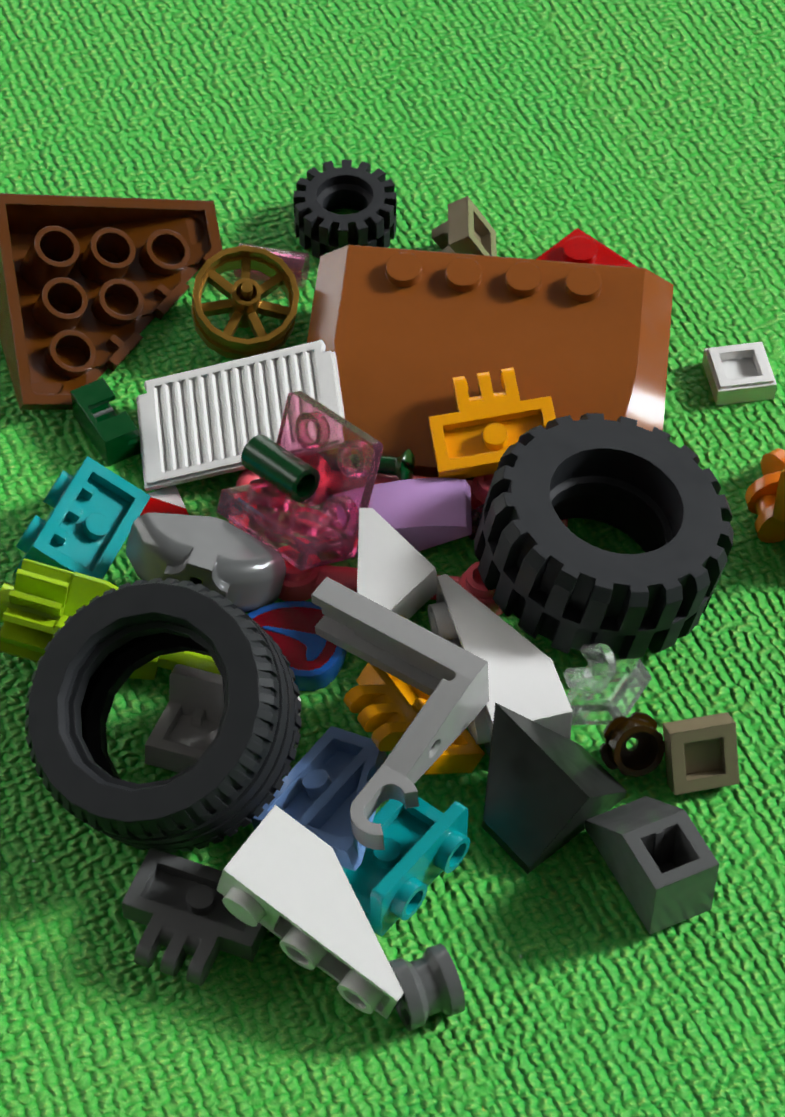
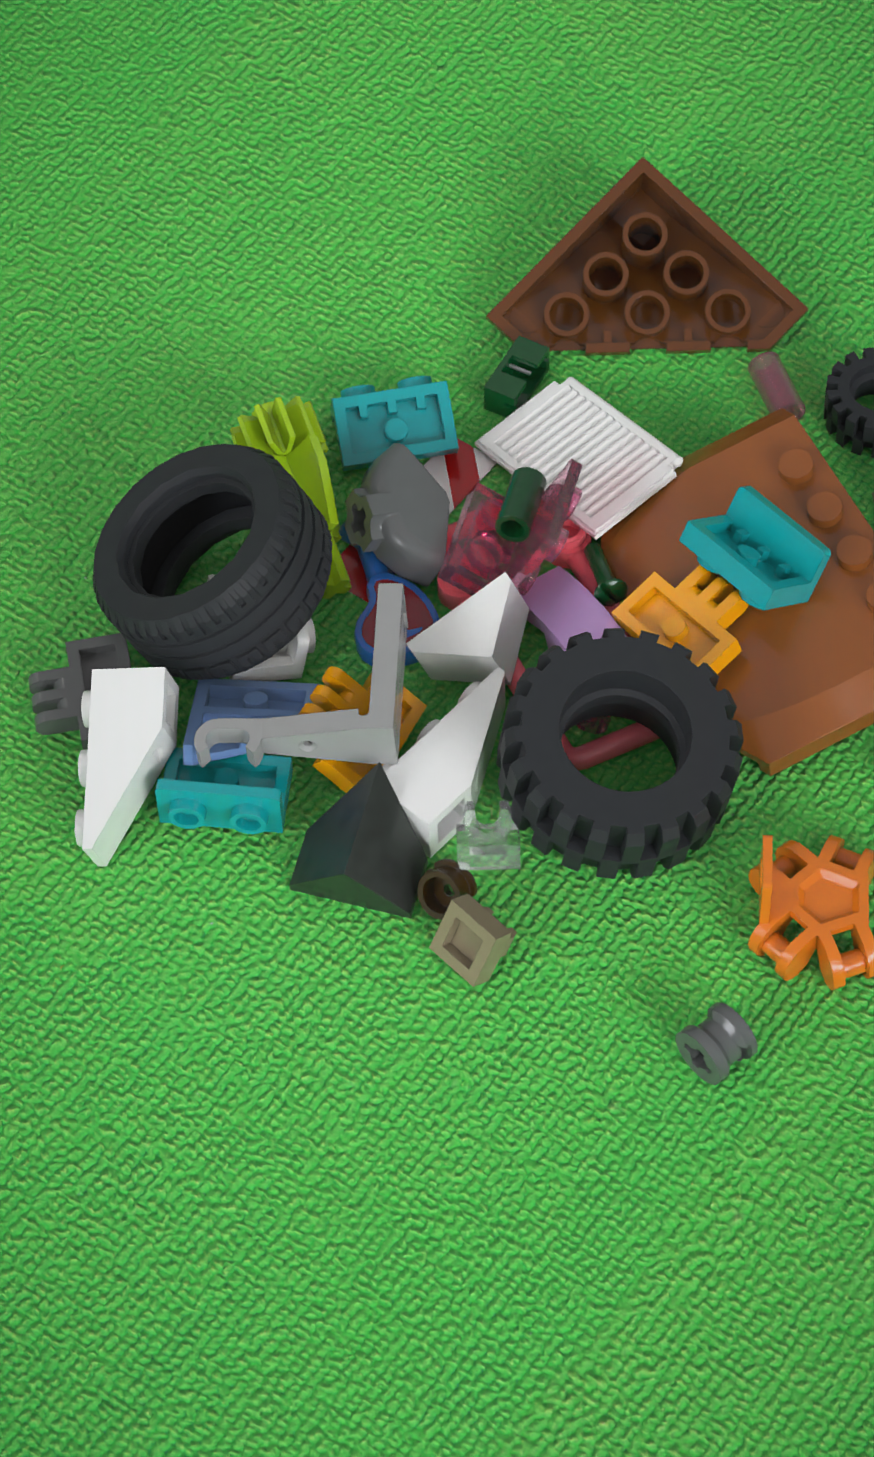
camera: 60 degrees right, 5 degrees up
(244, 301) = (701, 389): pearl gold wheel -> none
(428, 987) = (123, 867): dark grey wheel -> none
(481, 328) = (759, 551): none -> teal bracket
(656, 860) = (336, 955): dark grey slope -> none

